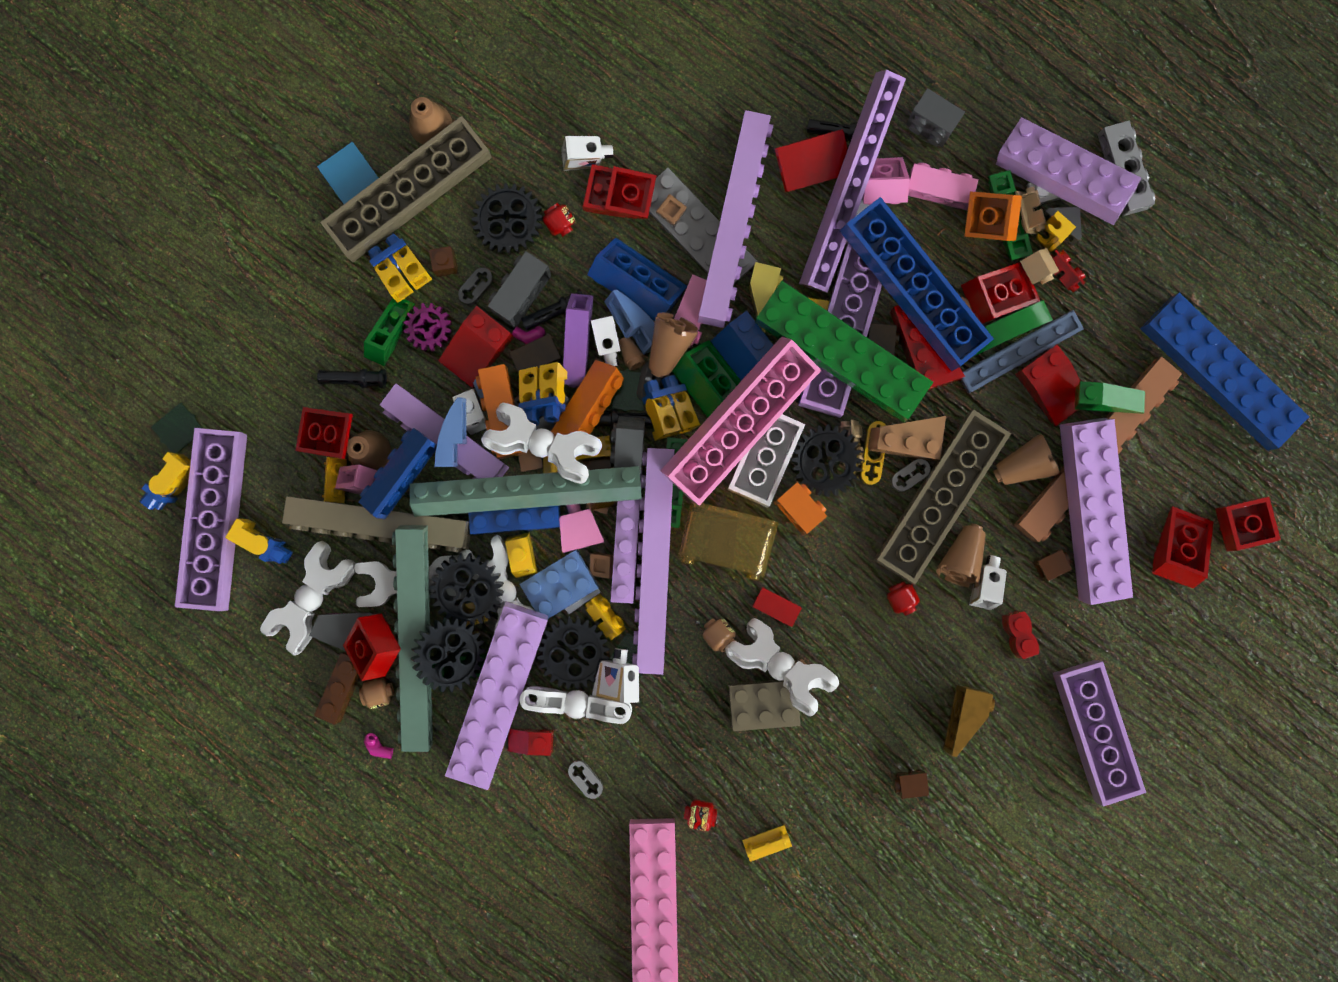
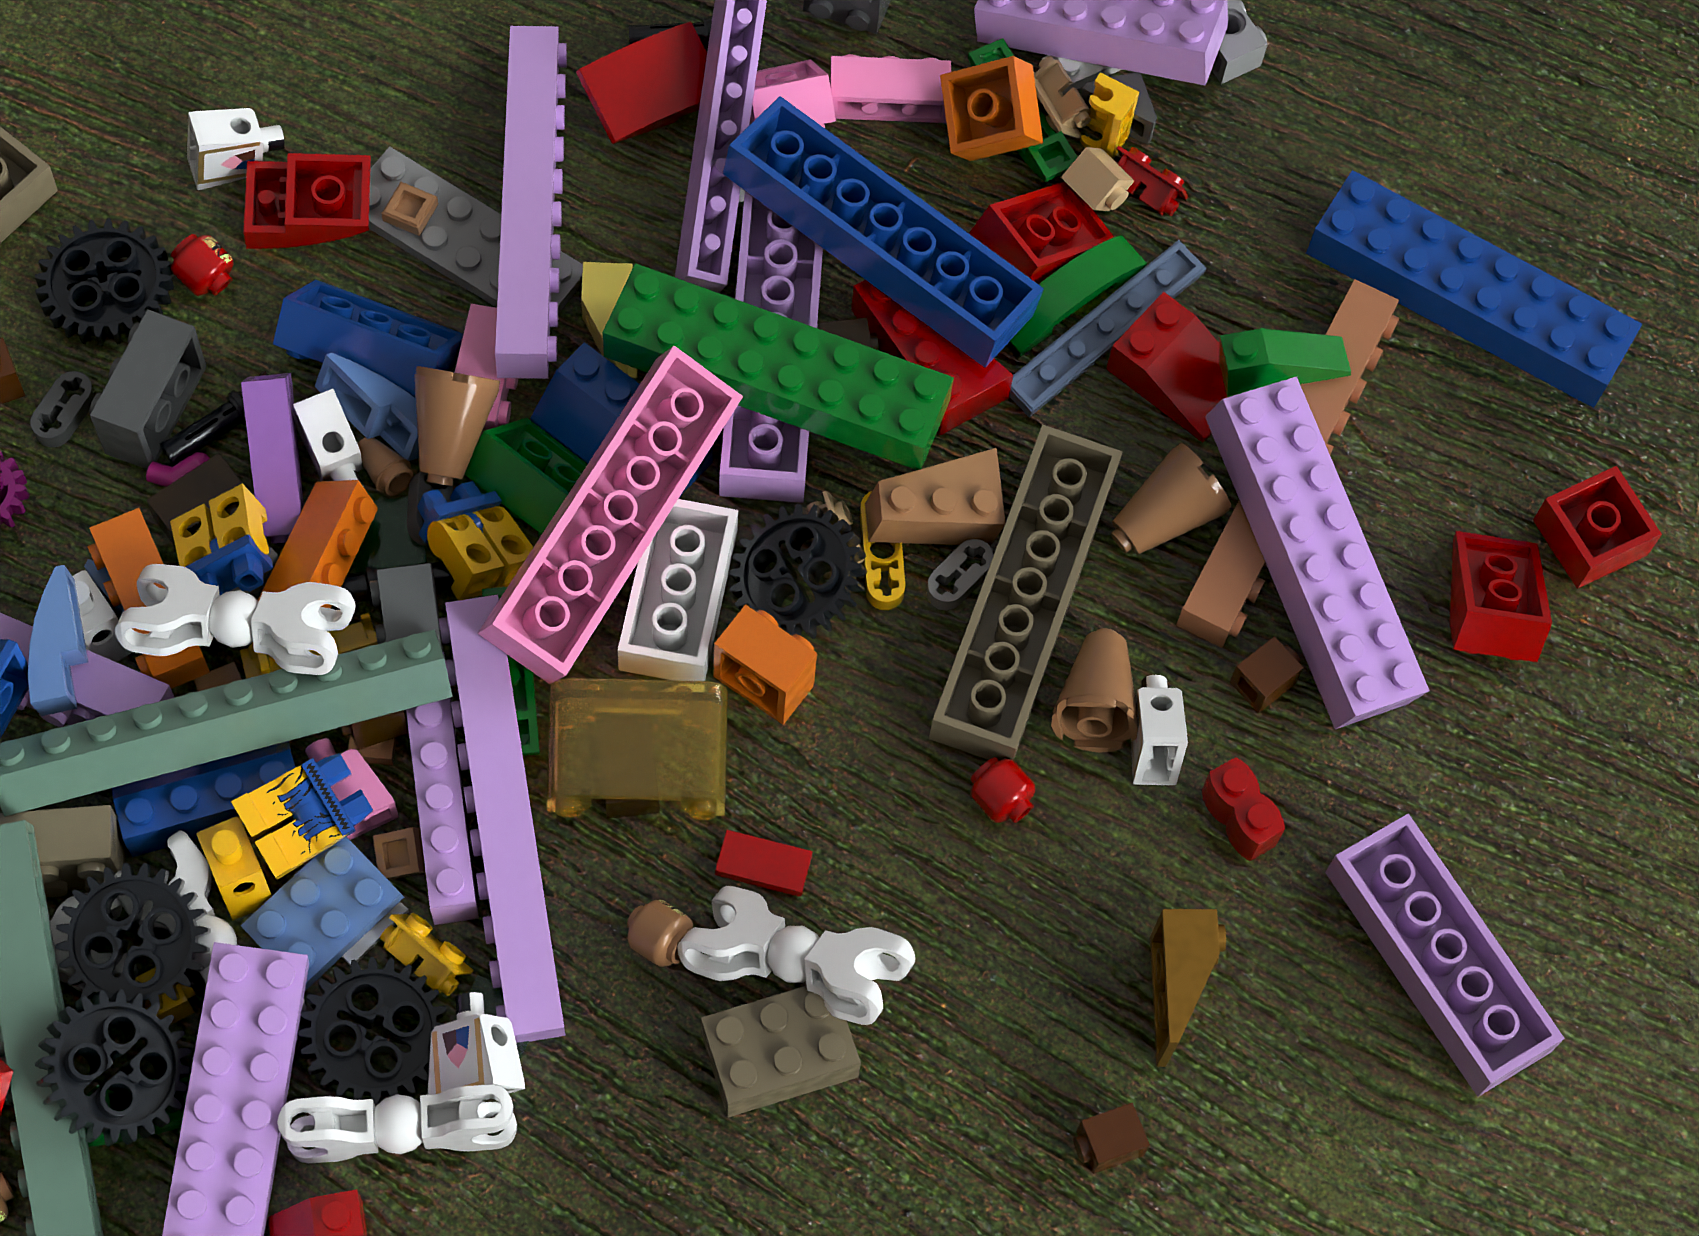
camera: 20 degrees left, 20 degrees down
(475, 346) = (76, 491): red slope -> none
(556, 543) = (316, 813): none -> hips

